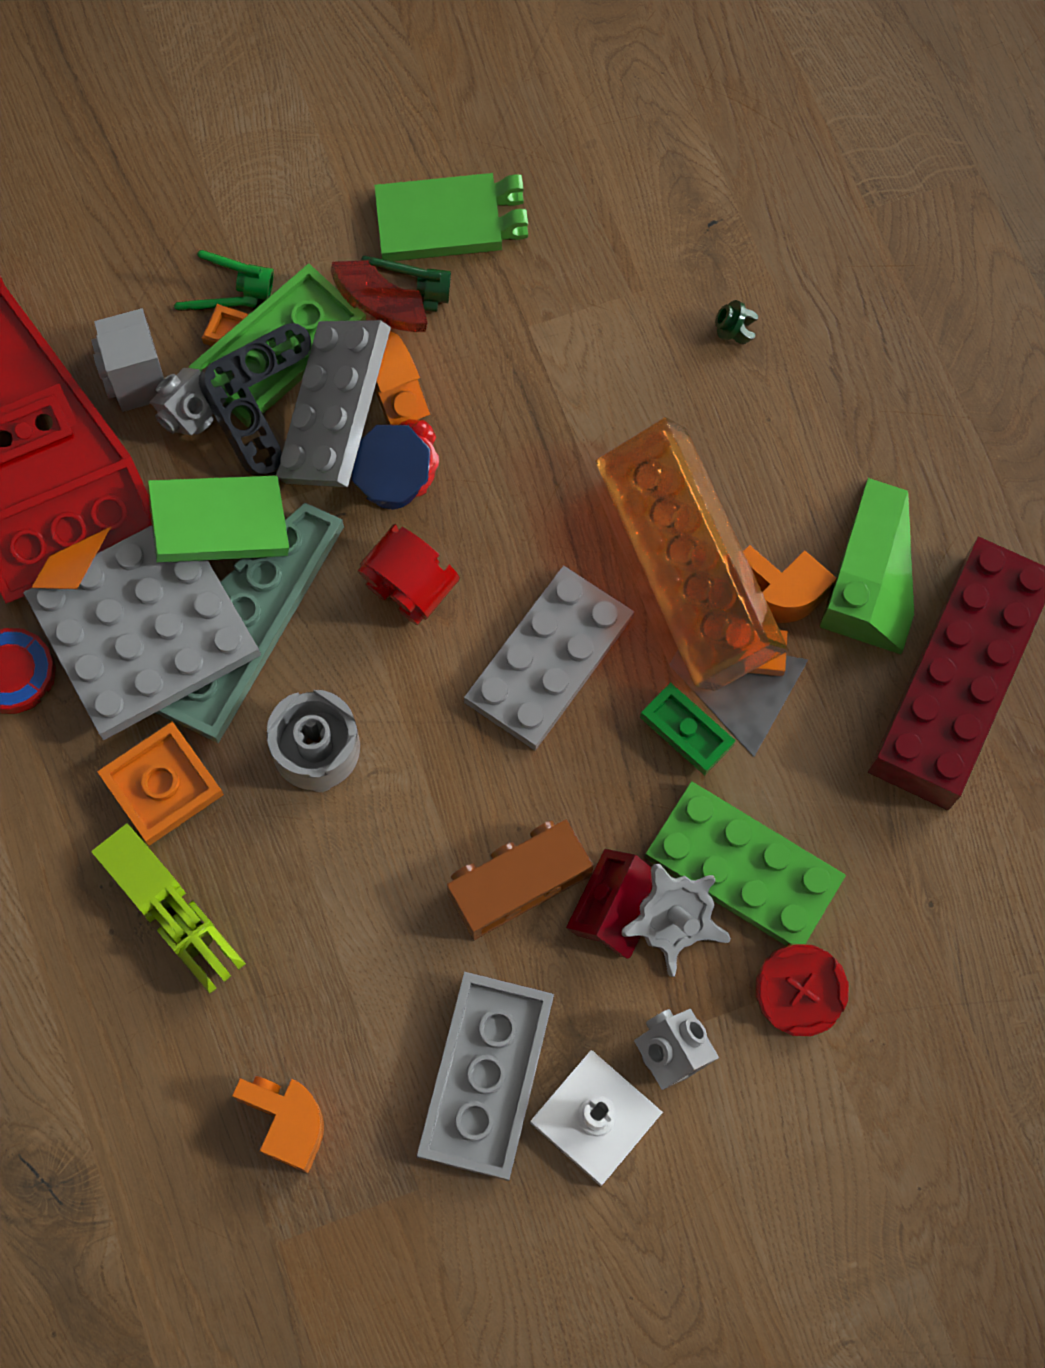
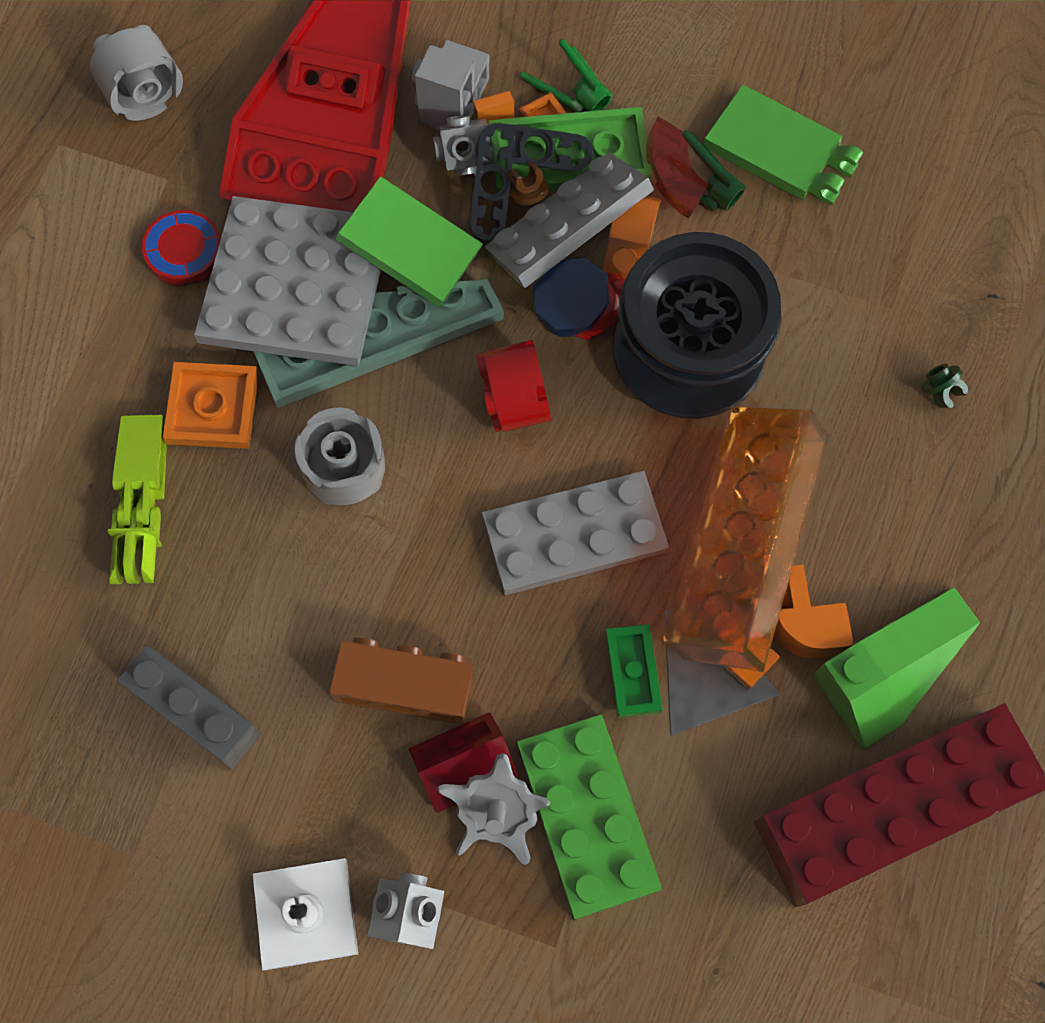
camera: 40 degrees right, 0 degrees up
(70, 565) = (279, 198): orange sticker -> none
(184, 352) = (494, 107): none -> orange tile
(276, 400) = (528, 189): none -> reddish brown plate
(296, 1123) = (87, 729): orange brick -> none
(365, 1033) = (189, 706): none -> dark grey arch
(485, 1076) = (249, 812): light grey plate -> none
(516, 383) = (703, 279): none -> black wheel
(802, 989) = (547, 951): red tile -> none

